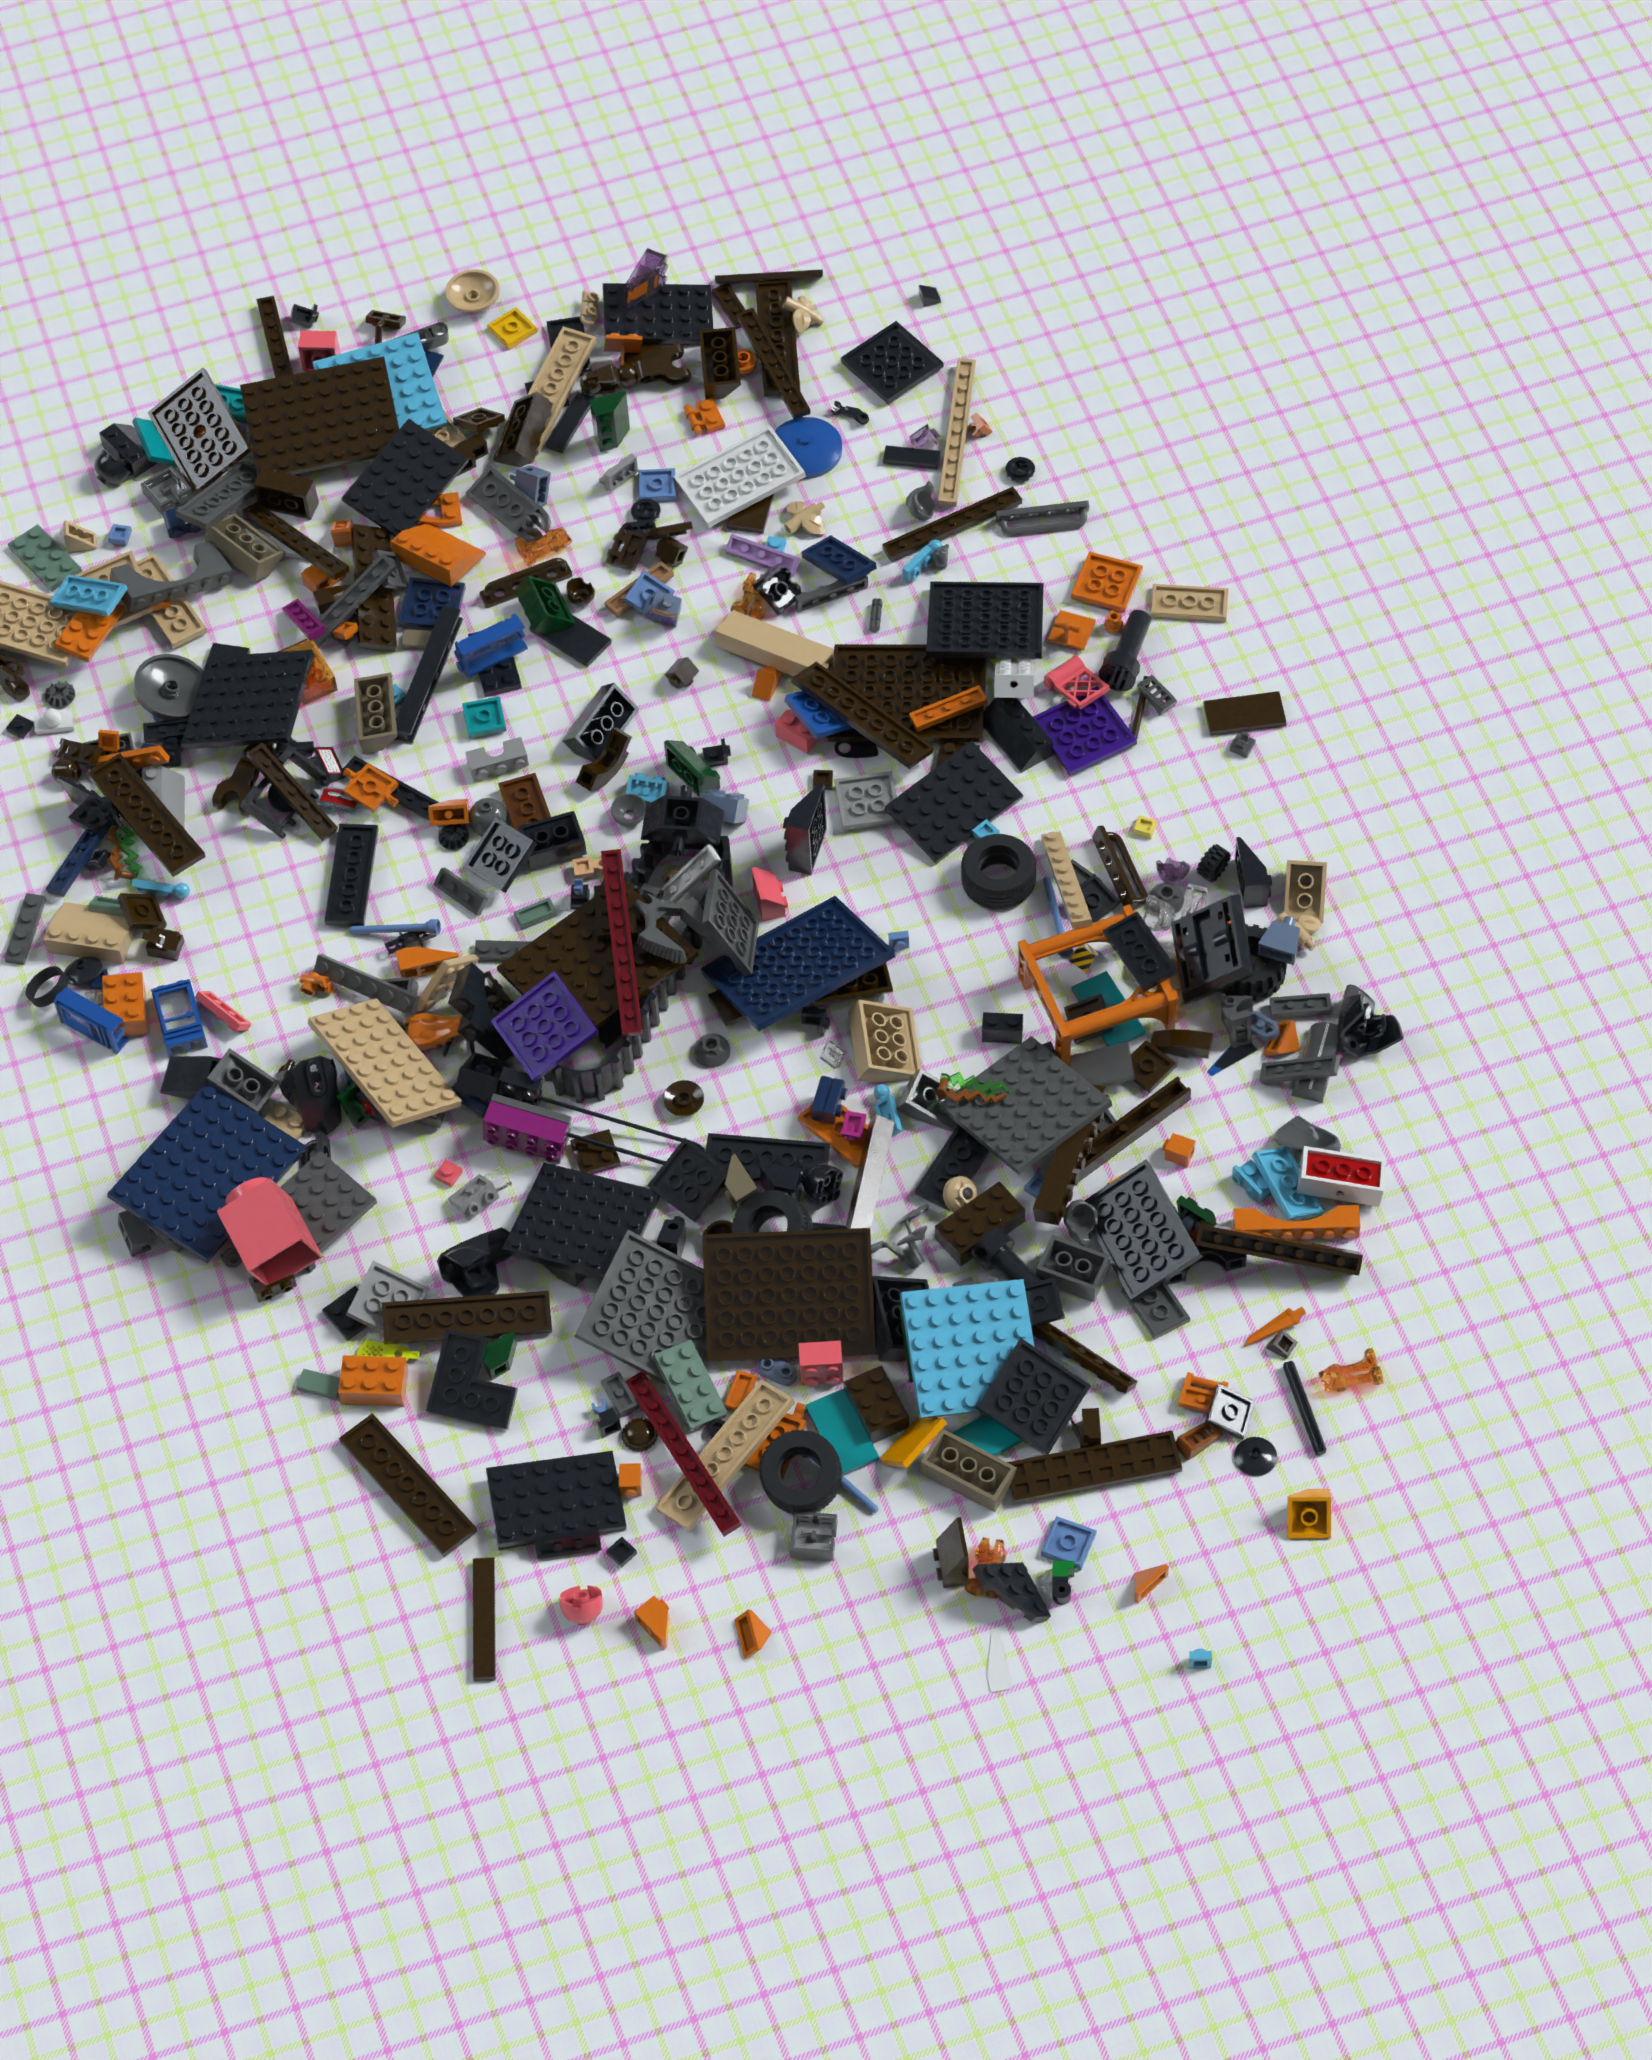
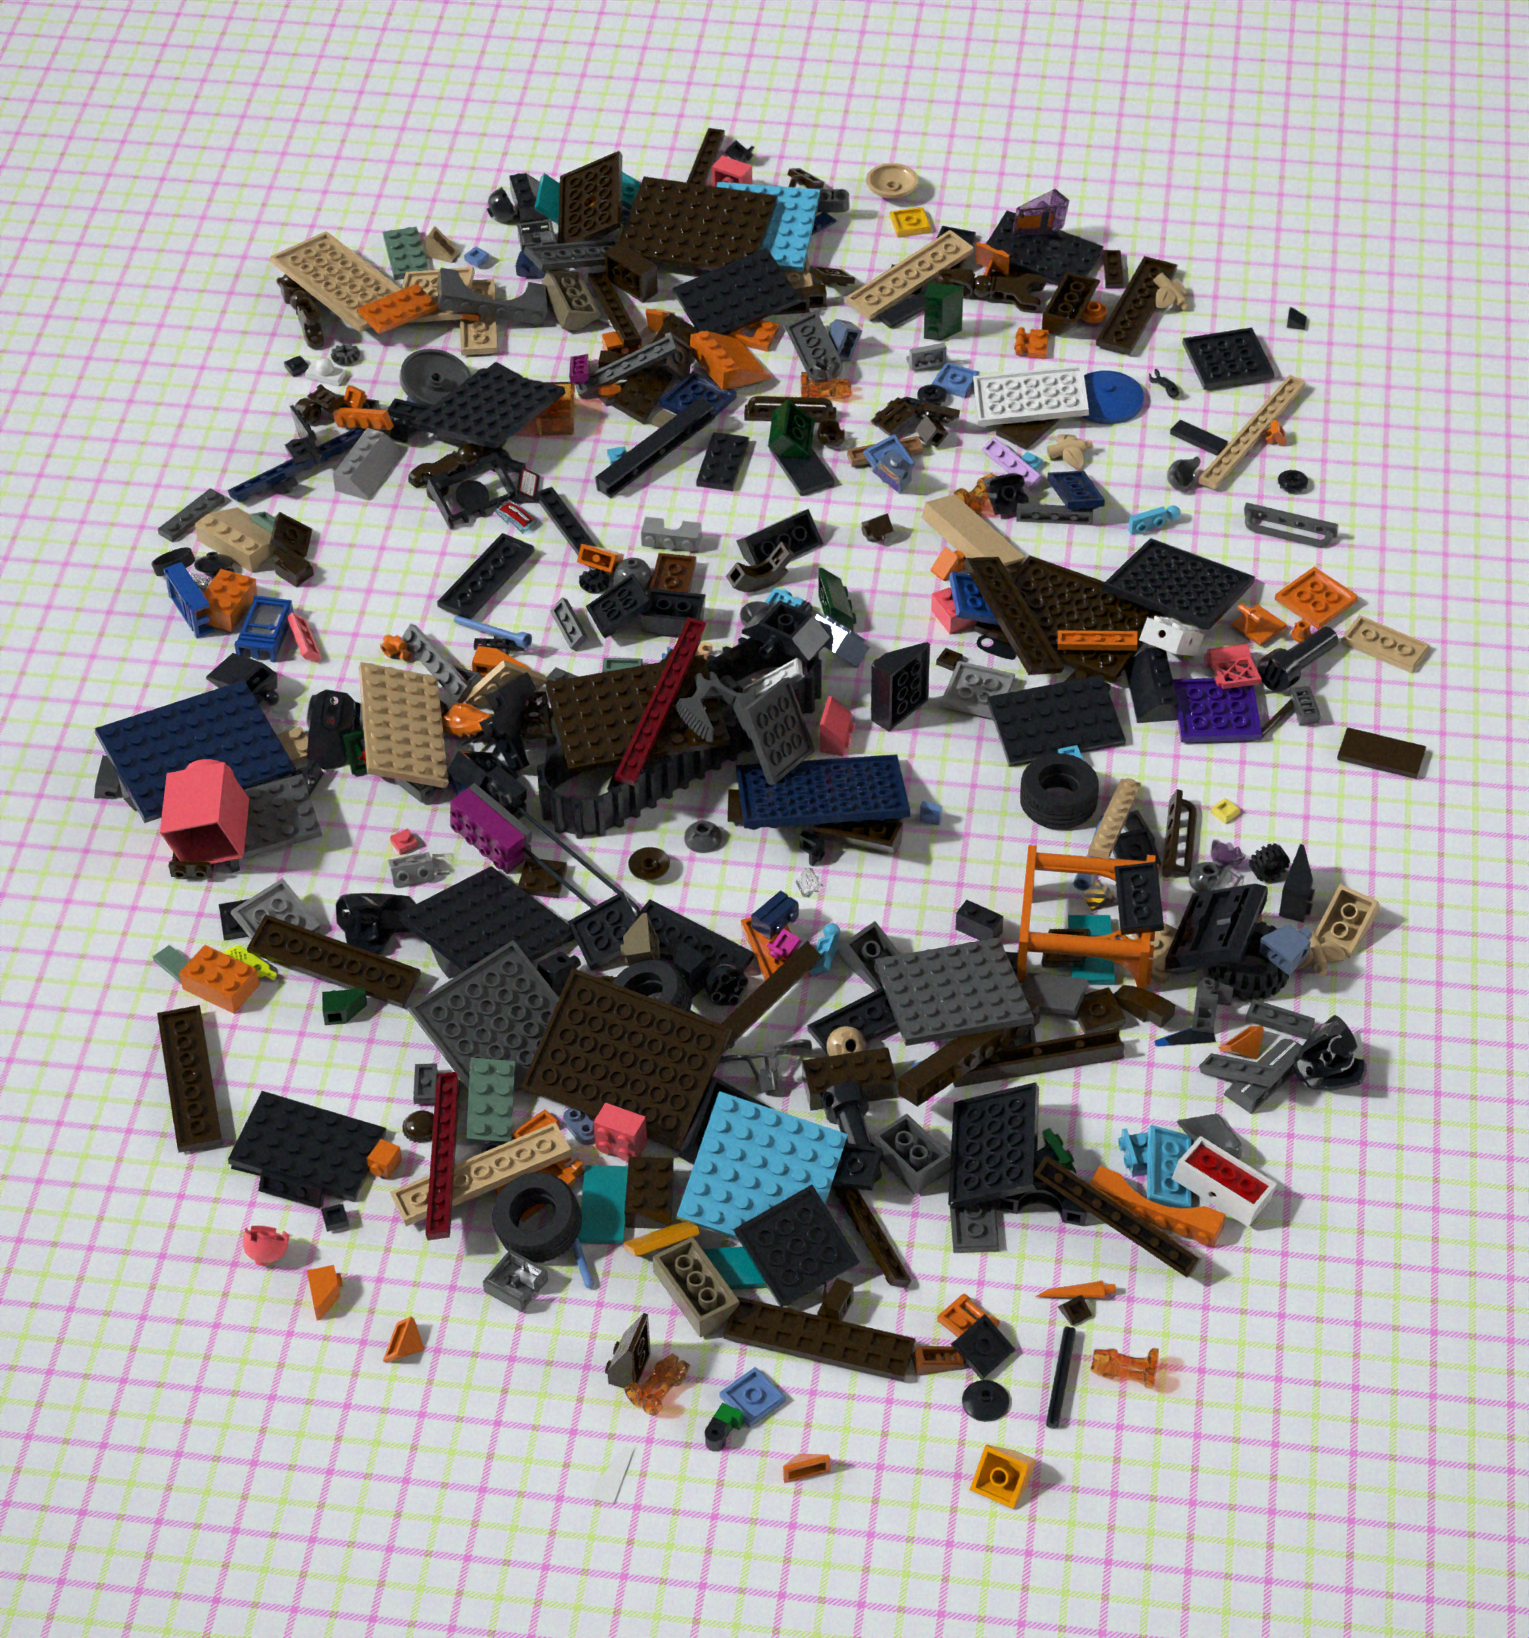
camera: 25 degrees right, 10 degrees down
(88, 595) = (410, 282): medium azure tile -> none
(133, 867) = (310, 502): piece -> none
(146, 815) = (342, 461): dark brown plate -> none
(180, 890) = (335, 533): medium azure plate -> none
(243, 1081) = (276, 695): dark grey slope -> none
(292, 791) = (476, 491): dark brown plate -> none
(370, 787) = (546, 513): orange plate -> none
(375, 712) = (588, 458): dark tan slope -> none
(460, 1393) = (286, 1020): black plate -> none
(484, 717) = (683, 499): teal plate -> none
(484, 1619) = (176, 1220): dark brown tile -> none
(490, 646) = (720, 442): blue door -> none
(523, 430) = (864, 295): dark brown slope -> none
(544, 1026) = (551, 744): dark purple piece -> none
(591, 309) = (984, 230): tan piece -> none
(608, 1419) = (399, 1101): black piece -> none
(717, 755) = (866, 604): black bracket -> none
(768, 276) = (1142, 251): dark brown tile -> none
(773, 363) = (1117, 320): dark brown plate -> none
(875, 617) = (1084, 547): dark grey axle -> none
(883, 1042) = (862, 890): tan slope -> none
(923, 435) = (1216, 424): clear purple bracket -> none
(940, 556) = (1173, 521): dark grey piece -> none
(951, 523) = (1200, 500): dark brown plate -> none
(979, 1090) = (893, 941): piece -> none
(1014, 1587) = (669, 1409): black plate -> none
(1080, 1221) = (943, 1113): dark grey hair -> none
(1158, 914) = (1189, 883): clear hair -> none
(1179, 1149) = (1082, 1095): orange brick -> none
(1200, 1658) = (809, 1560): medium azure plate -> none
(1242, 744) = (1363, 778): dark grey tile -> none
(1263, 1026) = (1229, 1020): sand blue plate -> none

